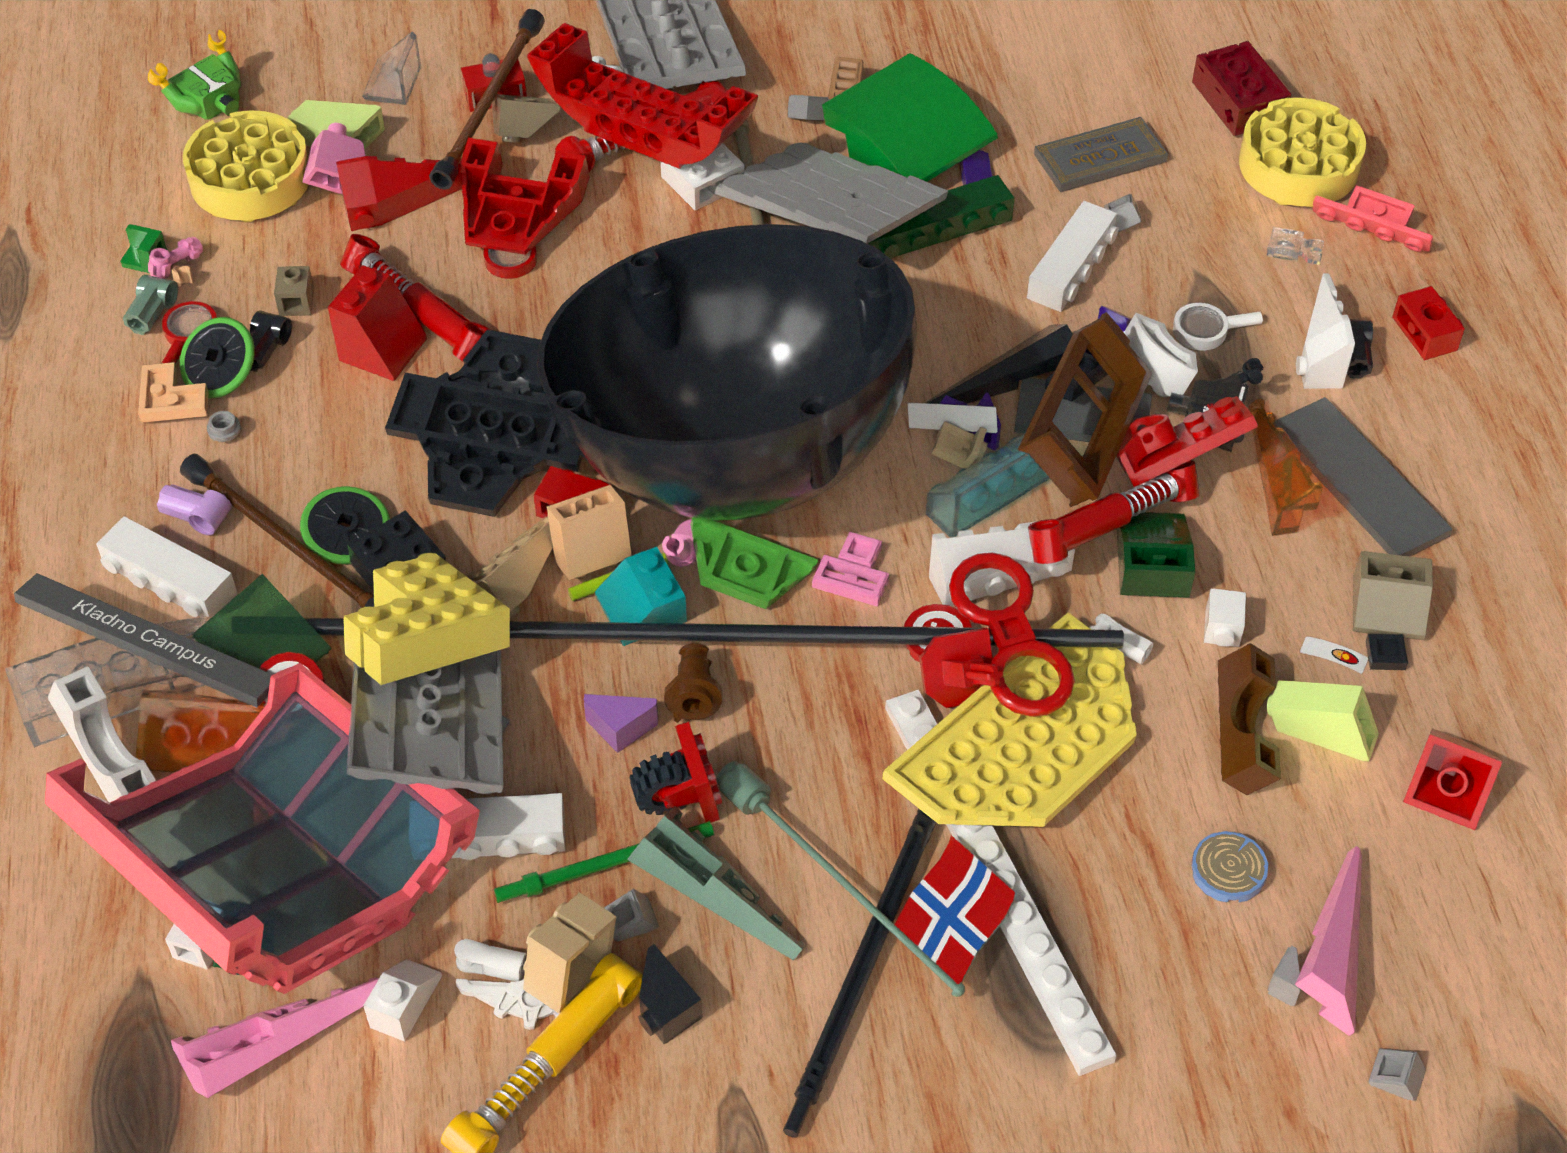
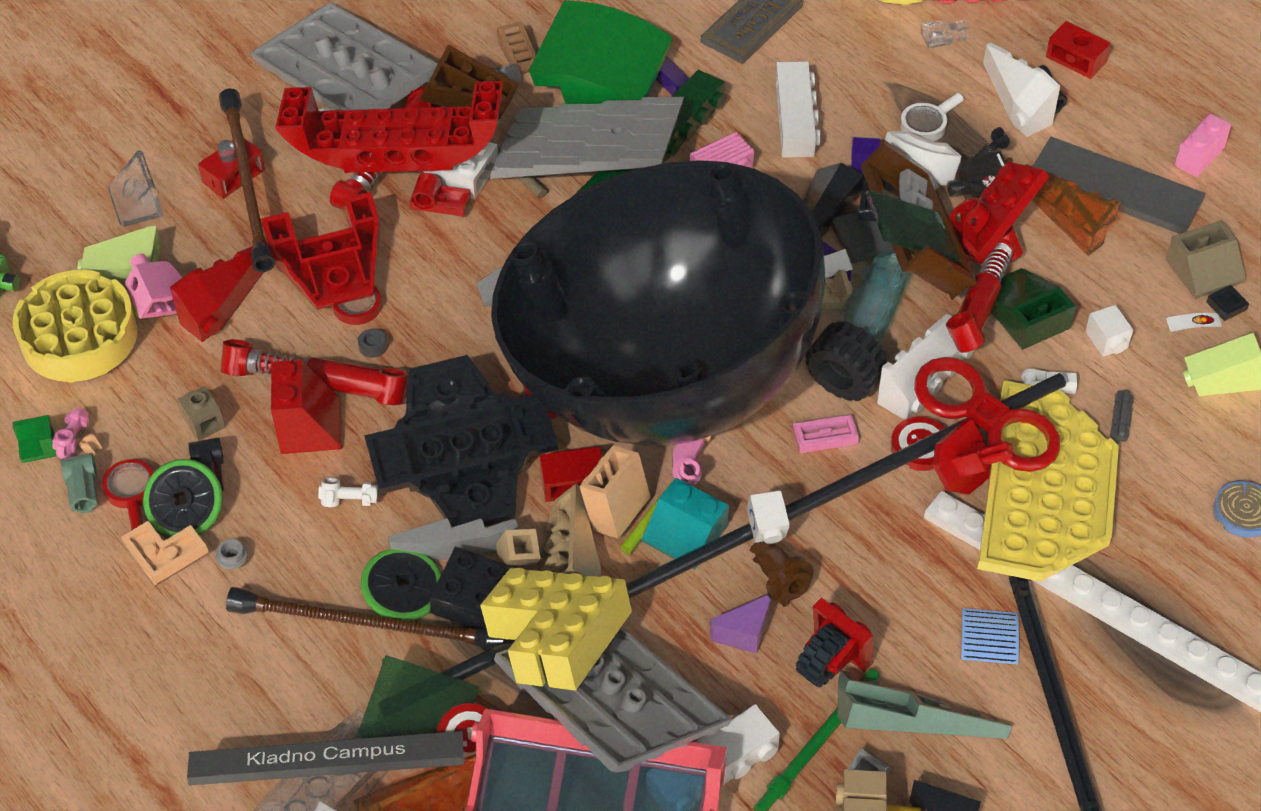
camera: 30 degrees left, 0 degrees up
(166, 569) = (283, 694): white brick -> none
(200, 510) = (274, 631): lavender piece -> none
(348, 414) = (331, 492): none -> white bar
(430, 512) = (439, 539): none -> light grey slope
(463, 543) = (519, 548): none -> tan brick
(495, 298) = (372, 343): none -> dark grey tile
(521, 115) = (280, 182): dark tan slope -> none
(652, 189) = (434, 197): none -> red plate
(707, 624) = (768, 517): none -> white brick
(746, 564) = (743, 459): bright green wing -> none
(776, 111) = (455, 80): none -> reddish brown wedge
(859, 852) = (990, 636): none -> light blue sticker
(860, 550) = (814, 407): bright pink tile -> none
(909, 514) = (846, 361): none -> black tyre
(946, 914) = (1094, 642): flag -> none
(957, 273) = (727, 149): none -> bright pink brick
(1071, 411) = (910, 225): none -> clear green piece
(1110, 390) = (914, 189): none -> light grey slope
(1126, 210) = (804, 53): light grey slope -> none
(1170, 709) = (1121, 416): none -> dark grey axle
(1244, 684) = (1162, 371): reddish brown arch -> none
(1487, 478) = (1202, 145): none -> bright pink brick

